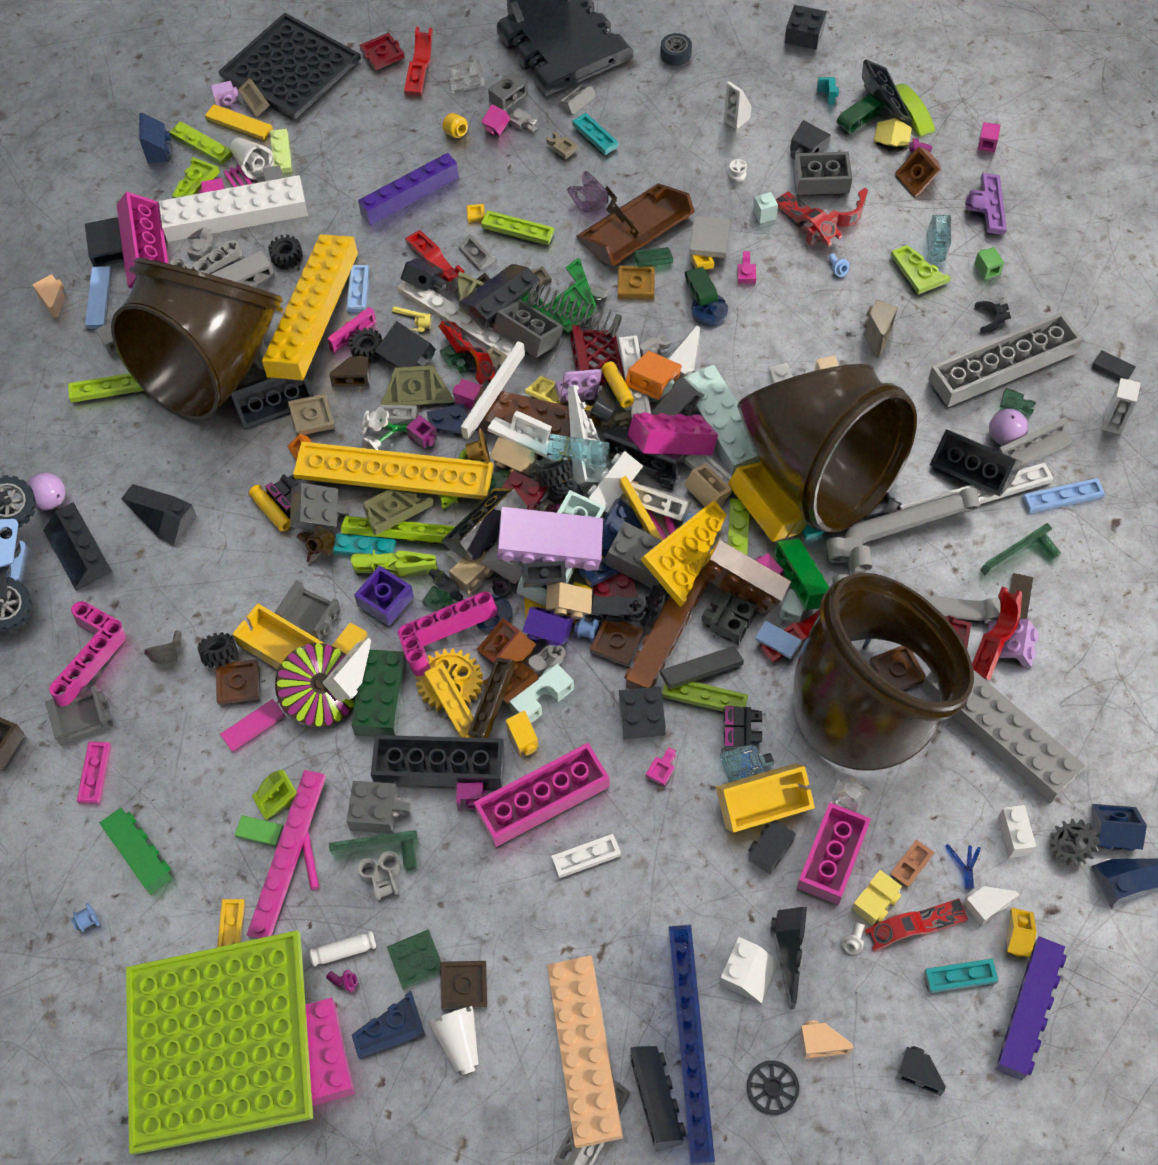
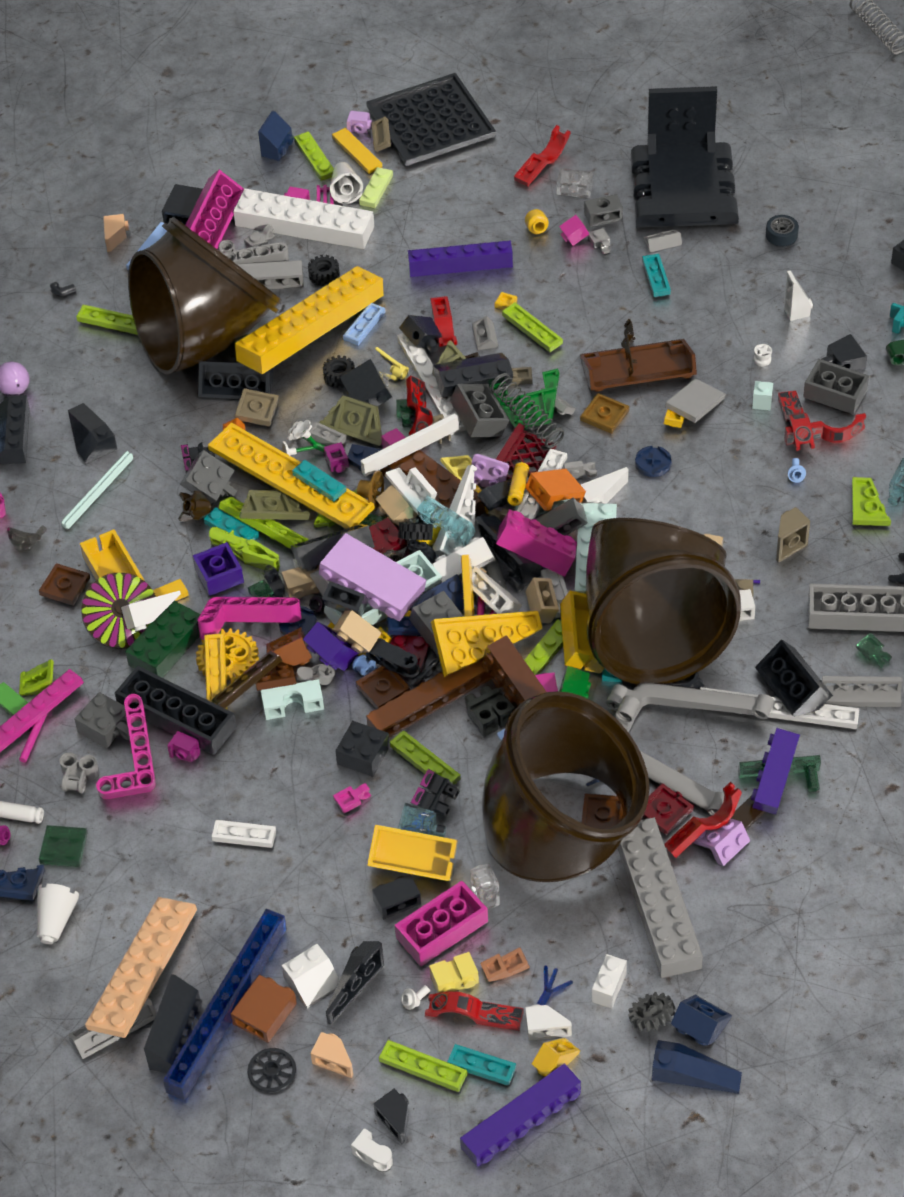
camera: 30 degrees right, 10 degrees down
(34, 378) = (62, 291): none -> black arm
(194, 175) = (298, 179): lime wing -> none
(205, 568) = (96, 490): none -> light aqua axle
(217, 650) = (63, 553): black tyre -> none
(252, 725) = (54, 621): dark pink tile -> none
(269, 508) = (175, 464): yellow axle -> none
(272, 173) = (355, 202): flat silver brick -> none
(308, 610) = (152, 555): dark grey panel -> none
(341, 337) = (319, 356): dark pink plate -> none
(351, 372) = (312, 388): dark brown slope -> none
(382, 51) = (517, 136): dark red plate -> none
(405, 839) = (111, 754): clear green piece -> none
(427, 463) = (319, 480): none -> teal plate
(432, 827) = (138, 753): none -> dark pink beam
(463, 984) = (86, 878): dark brown plate -> none
(522, 734) = (254, 718): yellow slope -> none
(542, 794) = (238, 771): dark pink brick -> none
(563, 146) = (619, 275): dark tan plate -> none
(592, 190) = (613, 325): clear purple helmet -> none
(653, 257) = (633, 397): clear green plate -> none
(701, 286) = (655, 437): dark green beam -> none
(701, 667) = (436, 736): dark grey tile -> none
(727, 1027) = (264, 1008): none -> dark orange brick
(746, 272) = (709, 443): dark pink plate -> none
(910, 1006) = (423, 1065): none -> lime plate
(924, 1122) = (372, 1153): none -> white leg
(1008, 426) = (847, 662): lavender helmet -> none
(1025, 556) = (776, 770): none -> dark purple brick
(1063, 495) = (859, 744): light blue tile -> none

